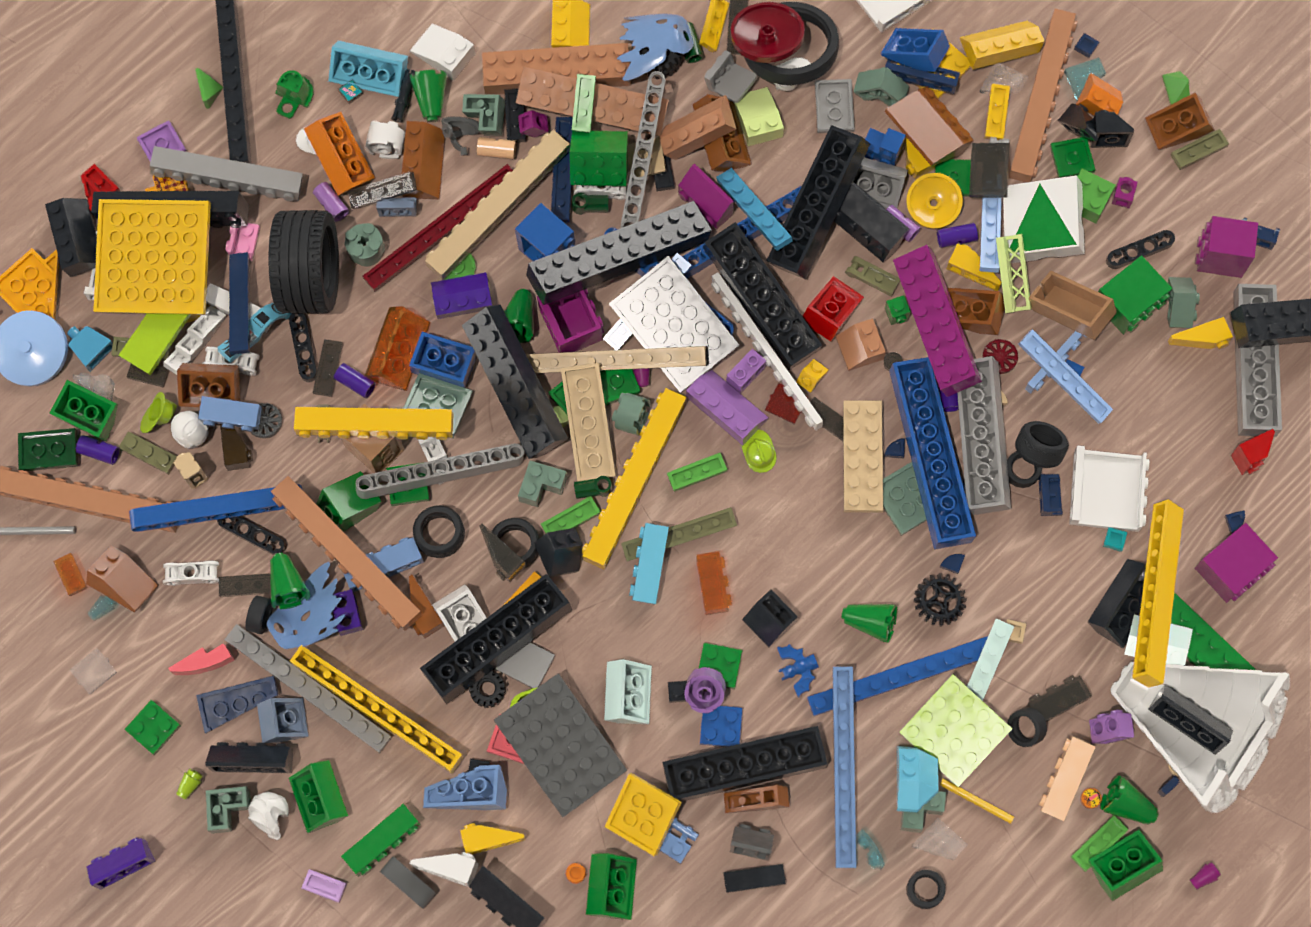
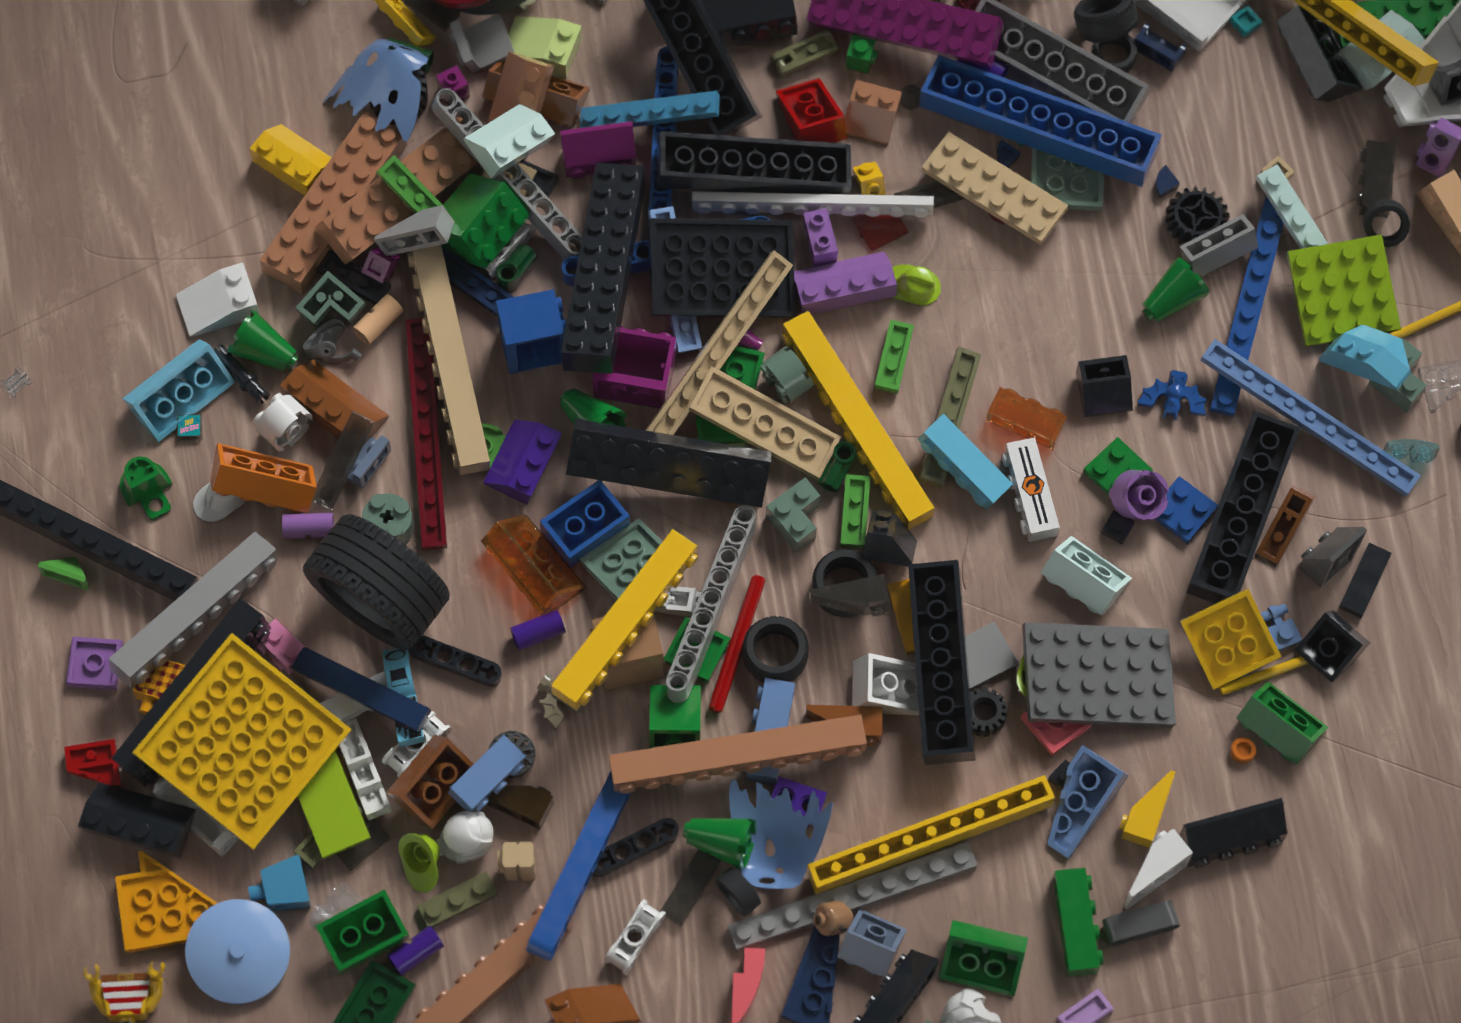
camera: 60 degrees left, 5 degrees down
(277, 684) = (832, 918): none -> medium nougat head
(327, 367) = (499, 650): clear smoke tile -> none
(418, 508) = (736, 644): none -> red axle
(559, 127) = (418, 231): none -> light grey slope
(642, 855) = (1262, 675): none -> yellow bar
(659, 135) = (509, 139): none -> light aqua slope
(663, 618) = (1031, 490): none -> white brick
(687, 82) = (453, 80): none -> magenta brick
(688, 885) = (1332, 645): none -> black slope
(926, 627) = (1220, 246): none -> light grey brick

